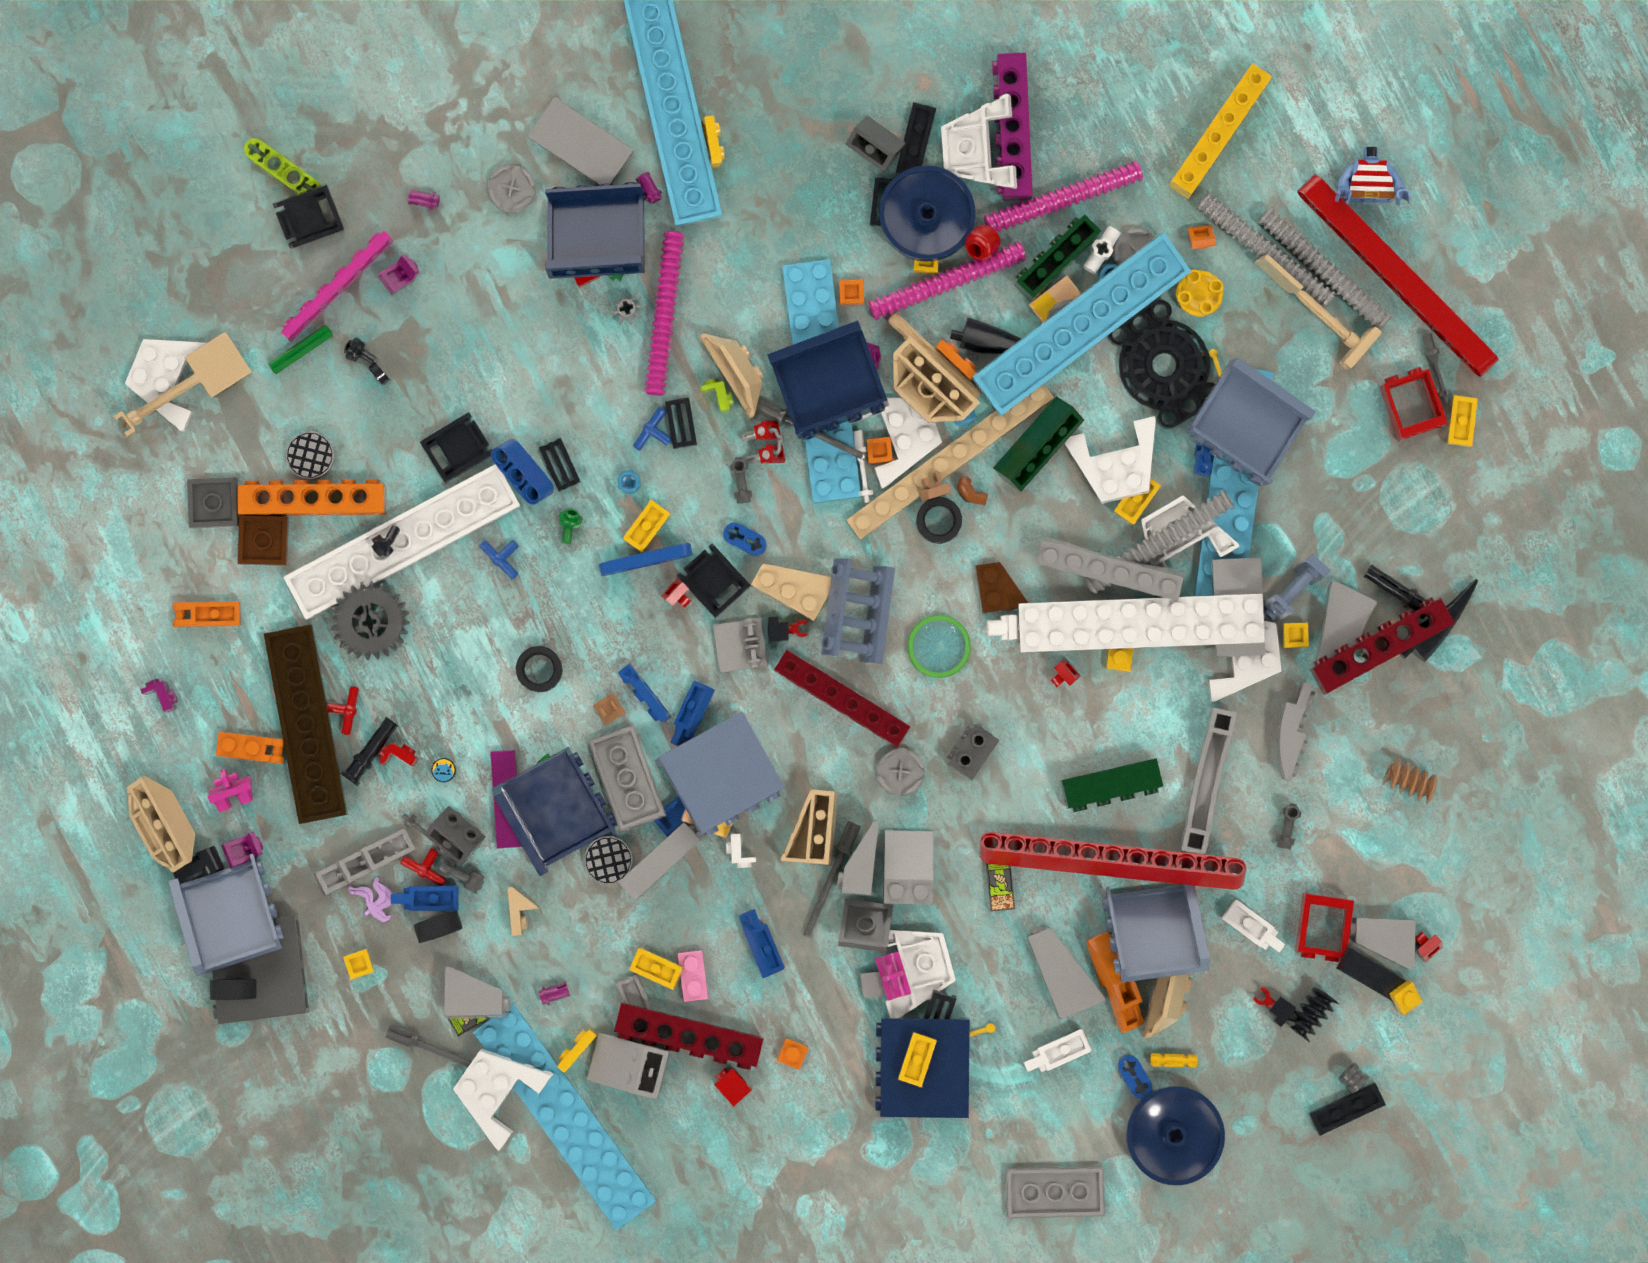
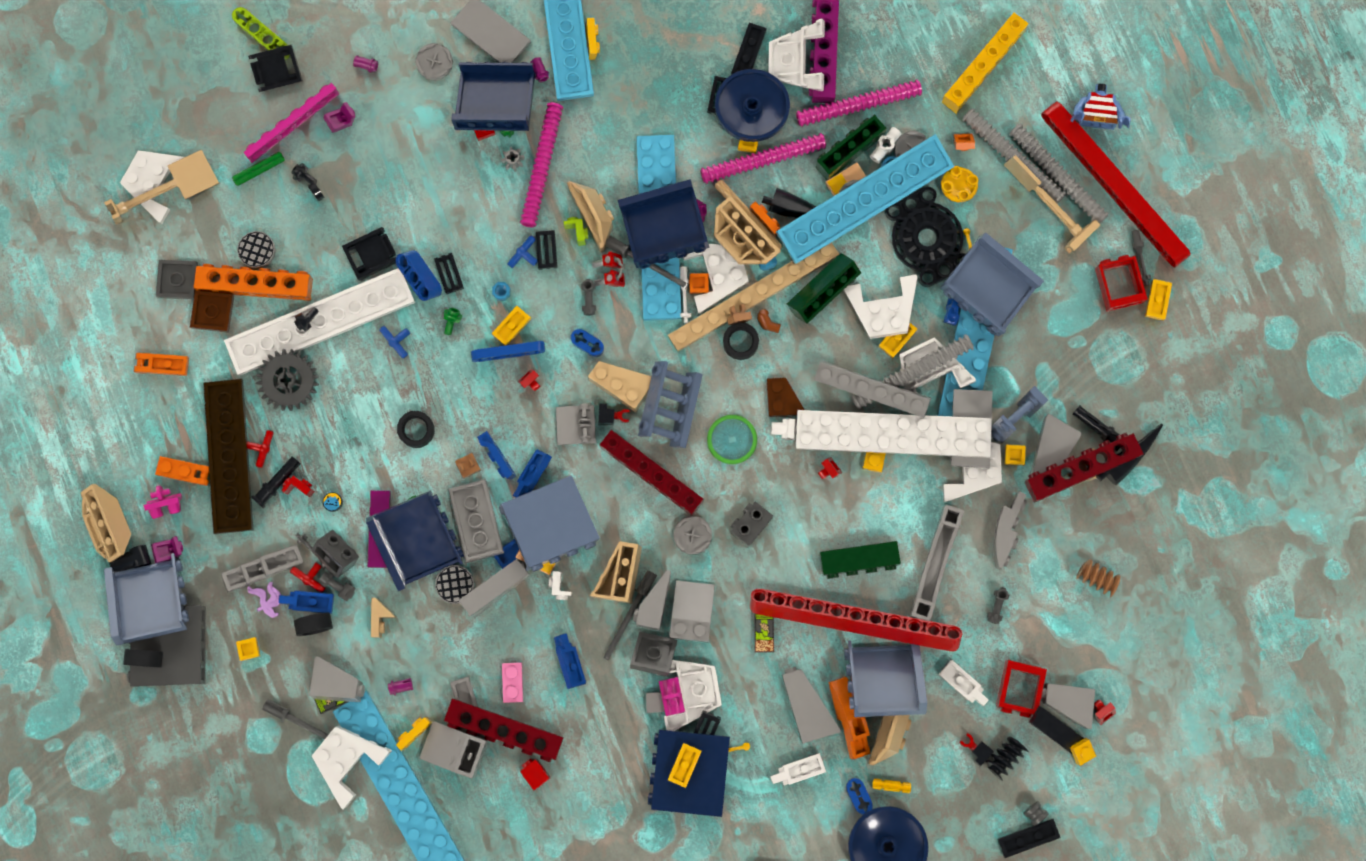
camera: 10 degrees right, 5 degrees down
(166, 696) = (121, 424): magenta bracket -> none
(656, 968) = (483, 673): yellow plate -> none
(711, 578) = (558, 370): black container -> none
(792, 1053) = (586, 752): orange plate -> none
(851, 292) = (688, 161): orange plate -> none
(875, 143) = (717, 49): dark grey brick -> none
(982, 242) = (793, 130): red head -> none

